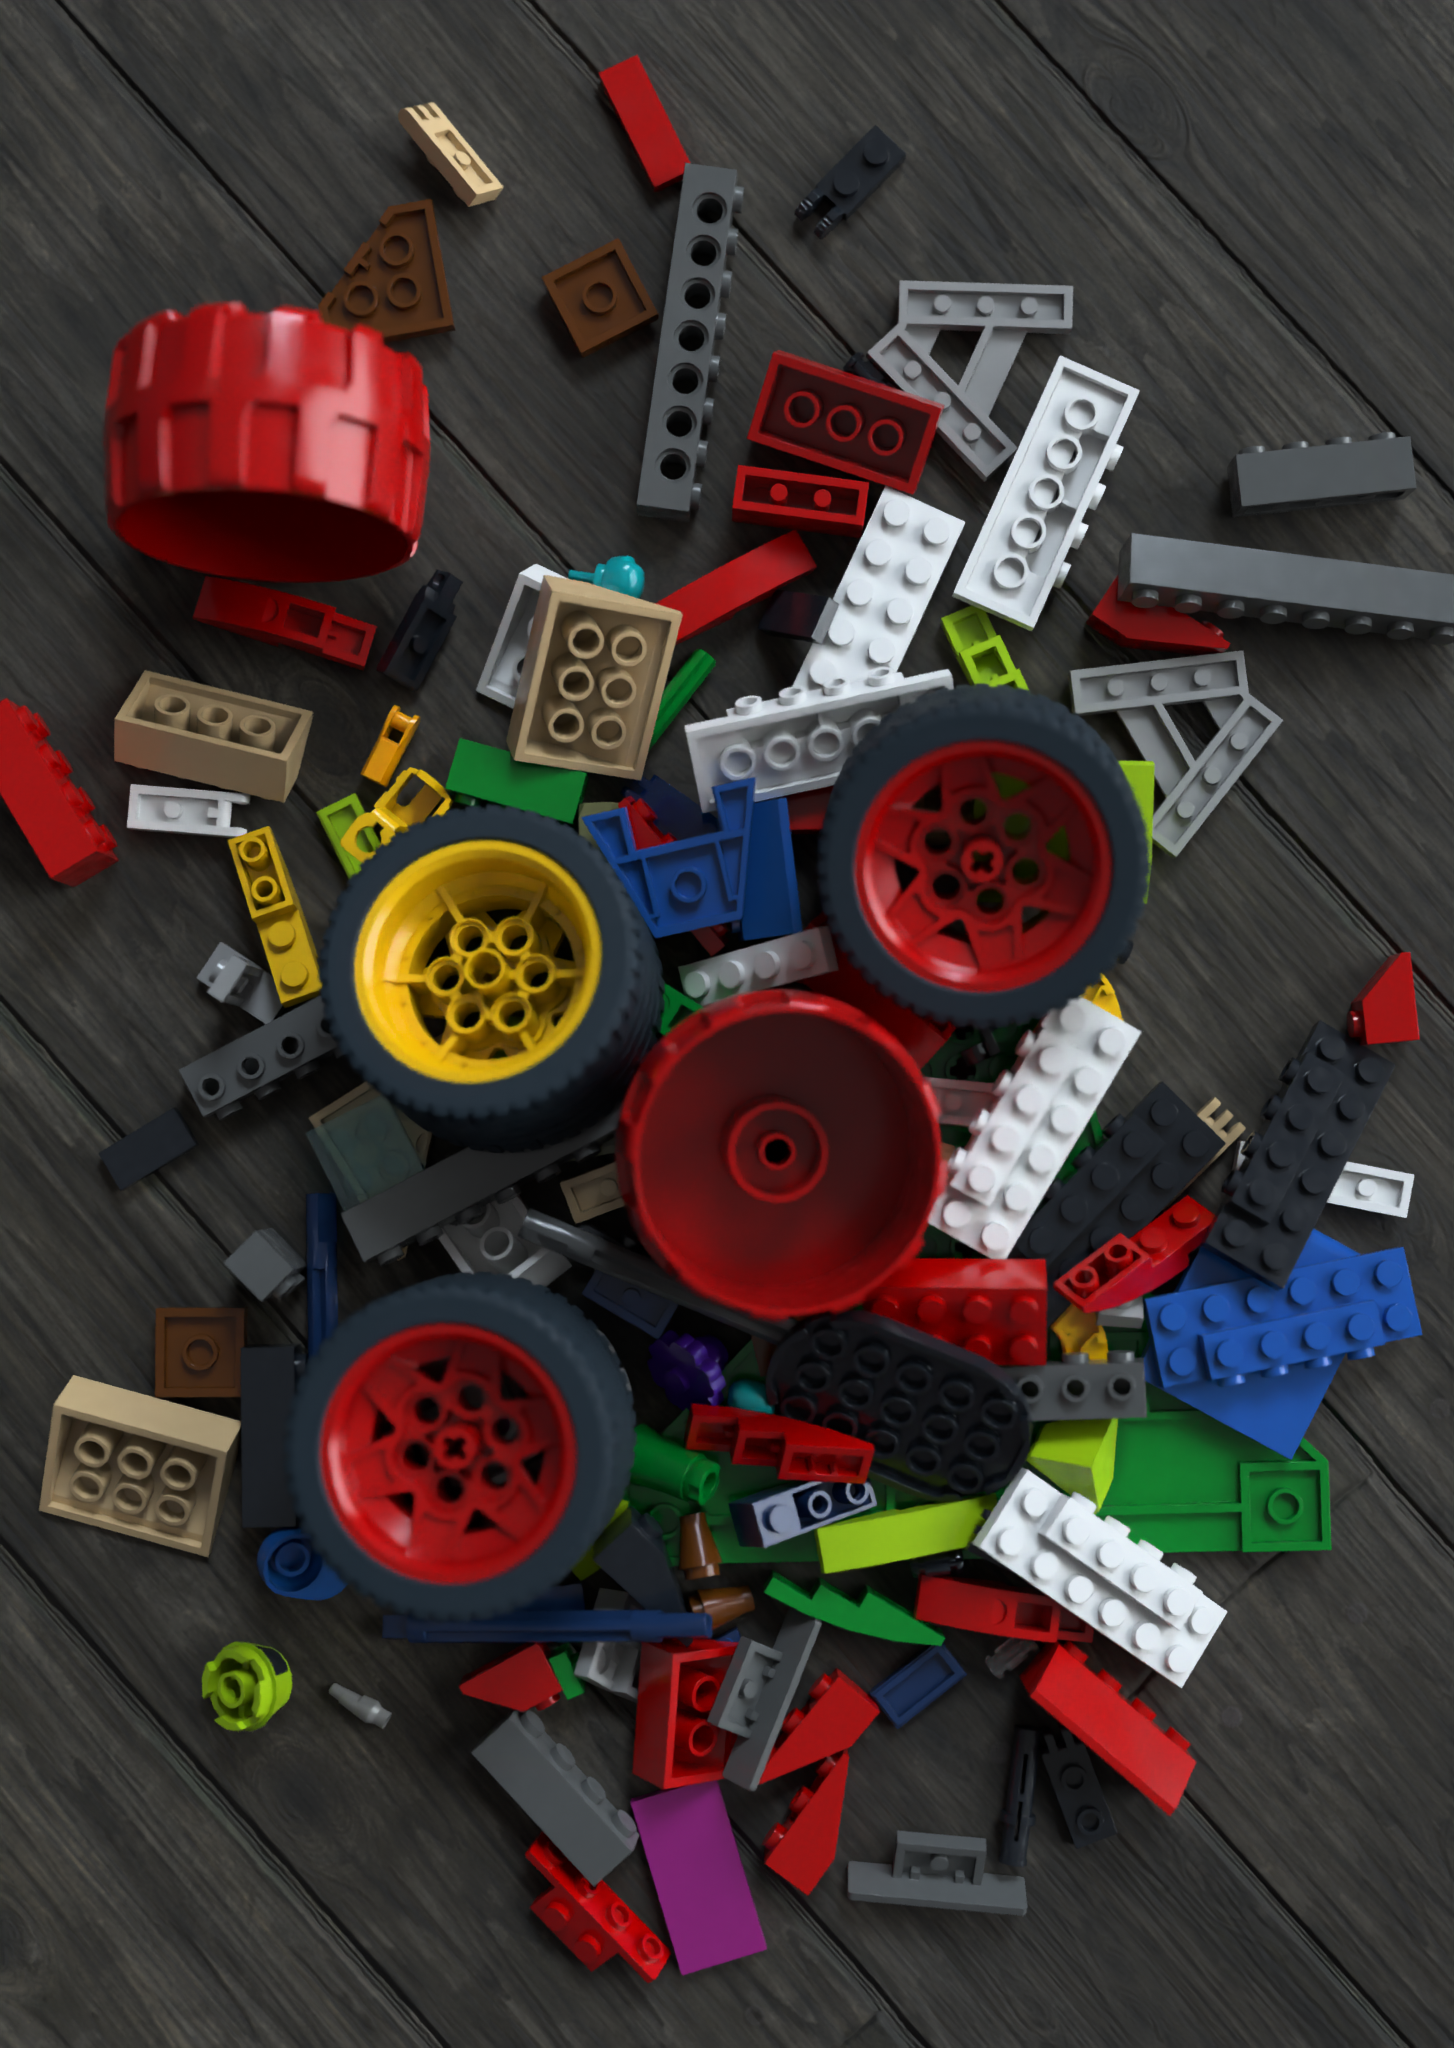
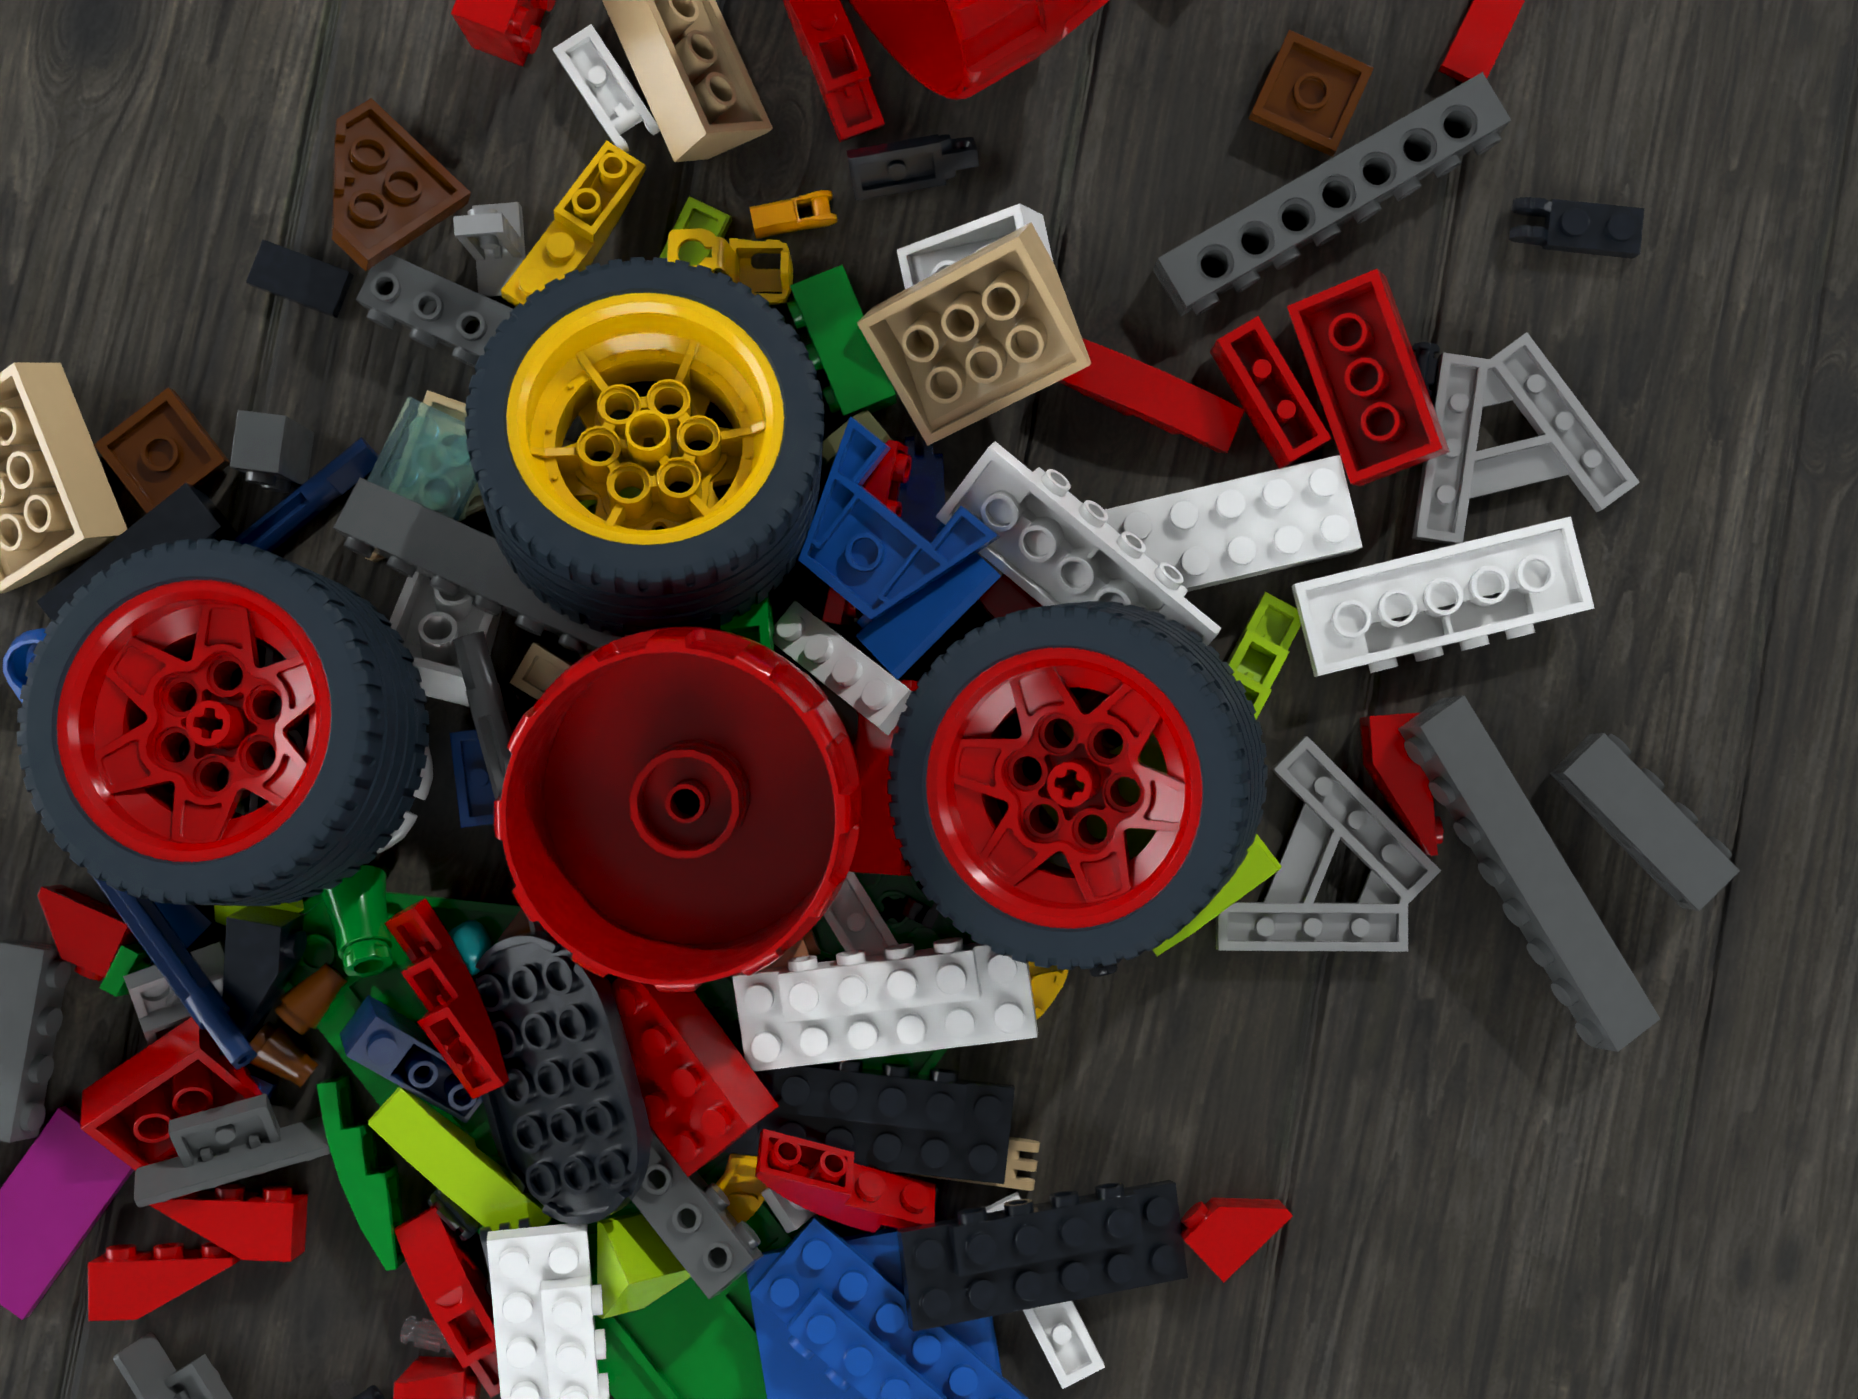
camera: 55 degrees right, 0 degrees up
(133, 1029) = (385, 186): none -> reddish brown plate
(618, 575) = (1085, 292): teal piece -> none
(681, 690) = (1028, 420): green axle -> none
(689, 1368) = (460, 874): dark purple plant -> none
(798, 616) = (1170, 469): black tile -> none
(917, 1683) = (344, 1274): dark blue tile -> none

